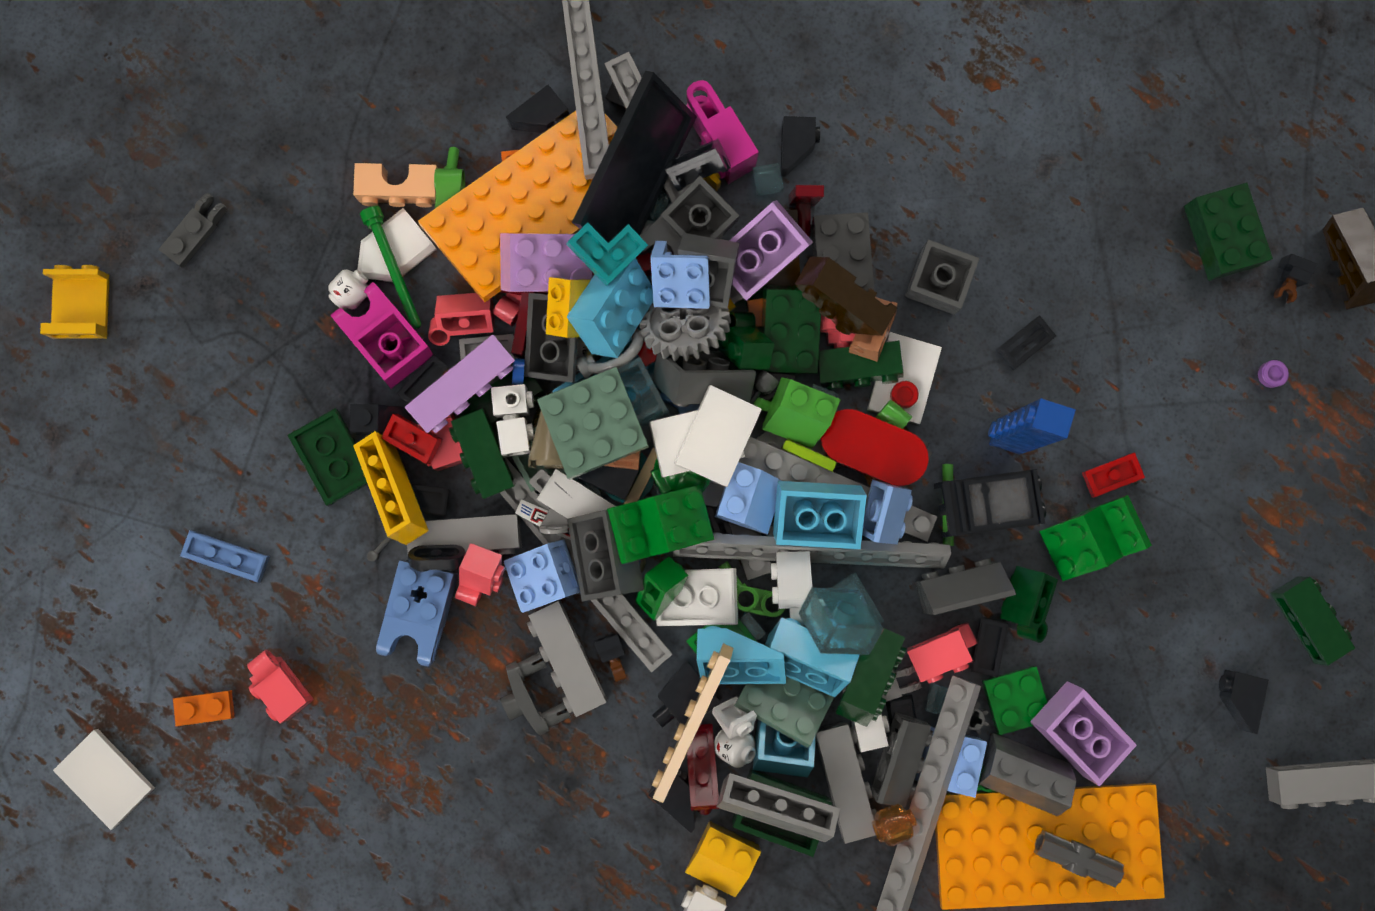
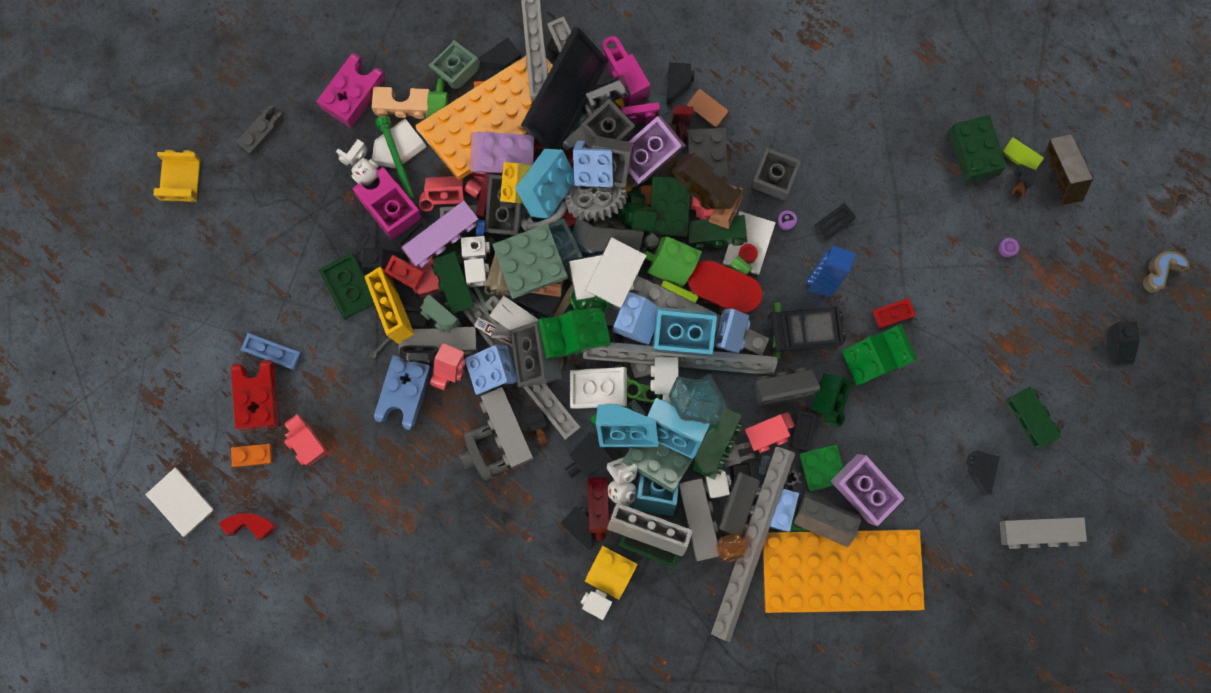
camera: 10 degrees right, 5 degrees down
(204, 618) = (252, 392): none -> red brick
(214, 807) = (258, 525): none -> red brick
(321, 162) = (350, 86): none -> dark pink brick
(333, 263) = (356, 153): none -> white bracket
(456, 493) = (442, 317): none -> sand green slope
(473, 127) = (455, 65): none -> sand green slope
(606, 258) = (542, 149): teal plate -> none
(661, 587) = (574, 379): green slope -> none
(695, 712) = (587, 474): tan plate -> none
(748, 194) = (642, 114): none -> dark pink plate
(841, 182) = (708, 108): none -> nougat hinge
(958, 343) = (787, 220): none -> medium lavender tile
(1079, 858) = (862, 577): dark grey piece -> none
(1290, 237) = (1022, 154): none -> lime tile

